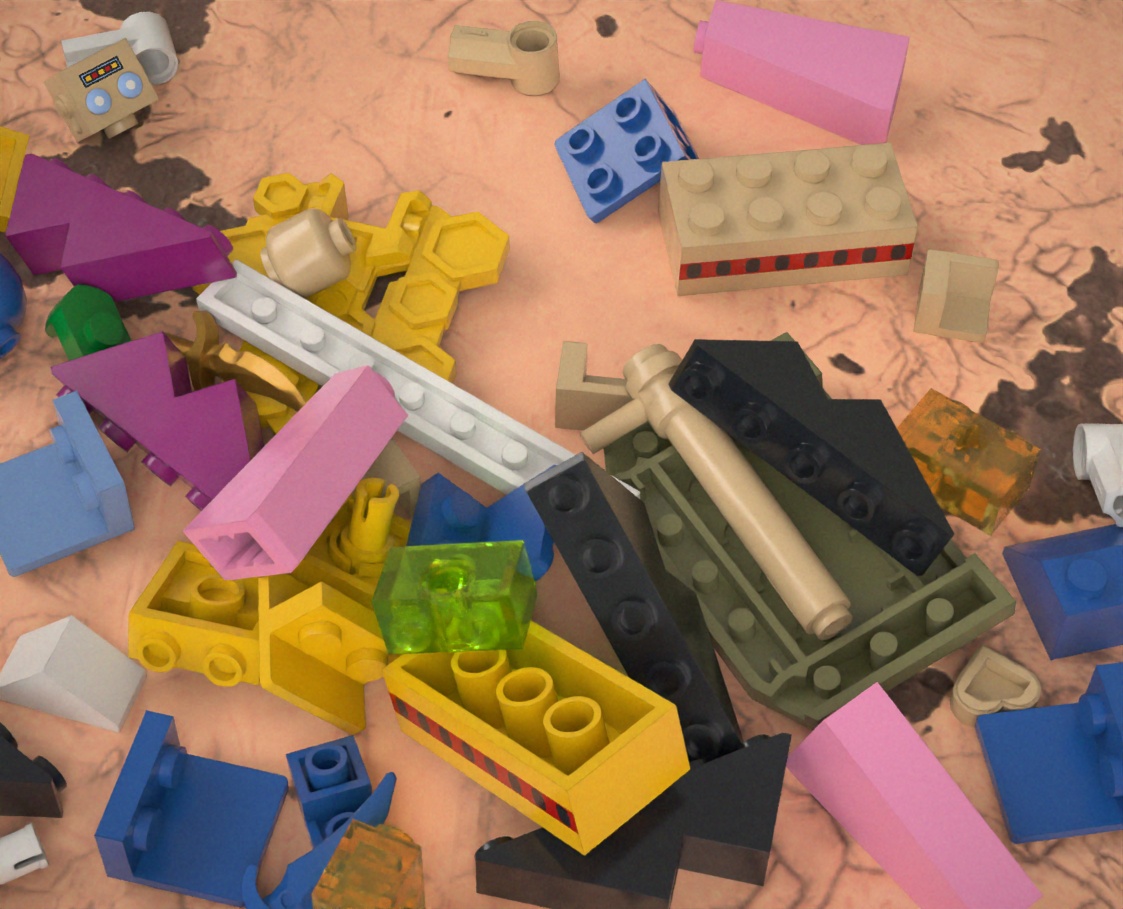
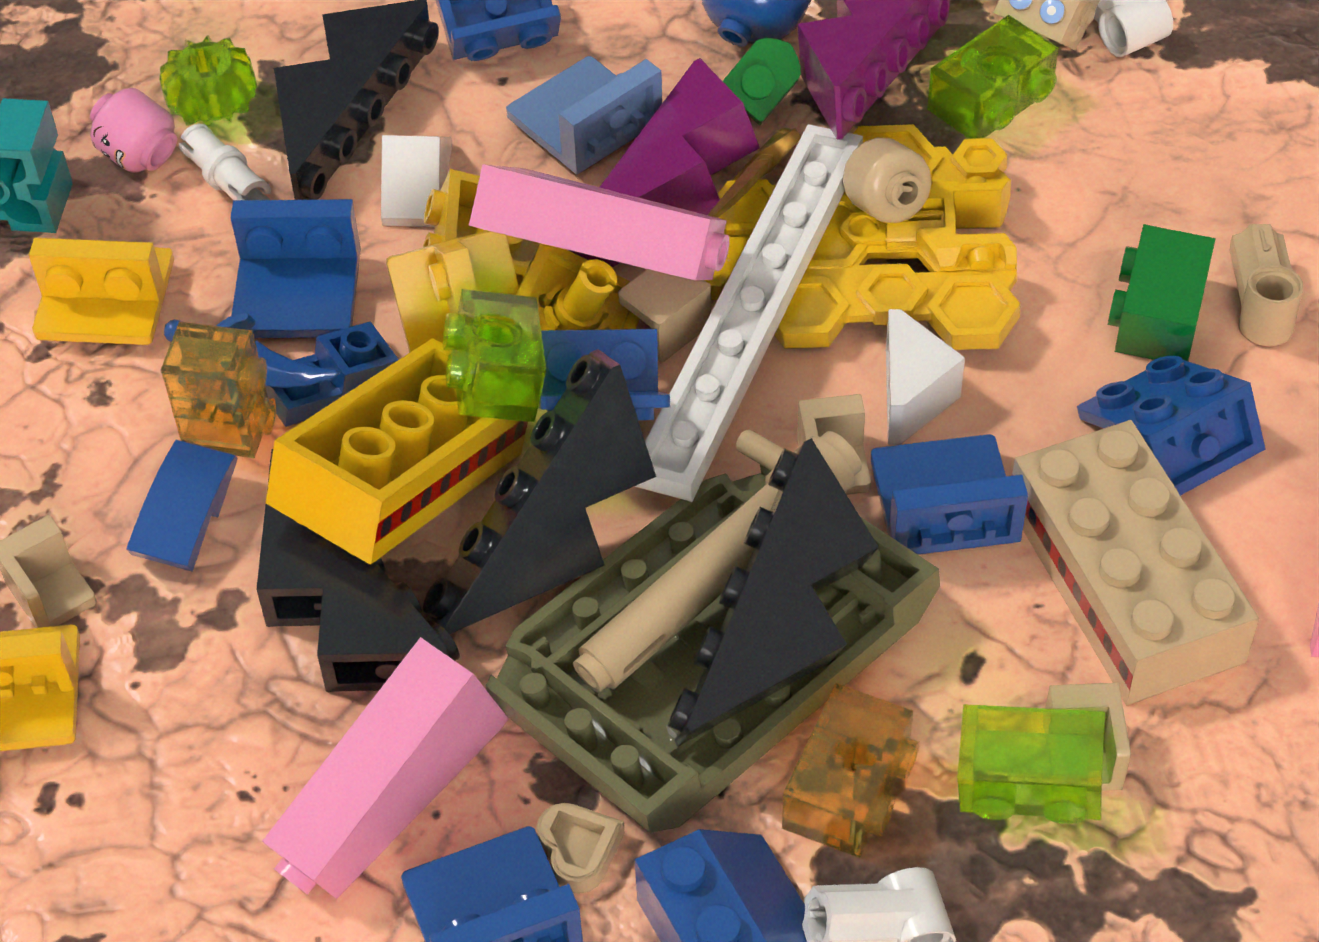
camera: 80 degrees right, 0 degrees up
(175, 159) = (992, 78): none -> clear neon green brick
(495, 119) = (1163, 293): none -> green brick
(526, 310) = (920, 376): none -> white slope
(669, 310) = (949, 494): none -> blue bracket
(981, 332) = (1031, 763): none -> clear neon green brick

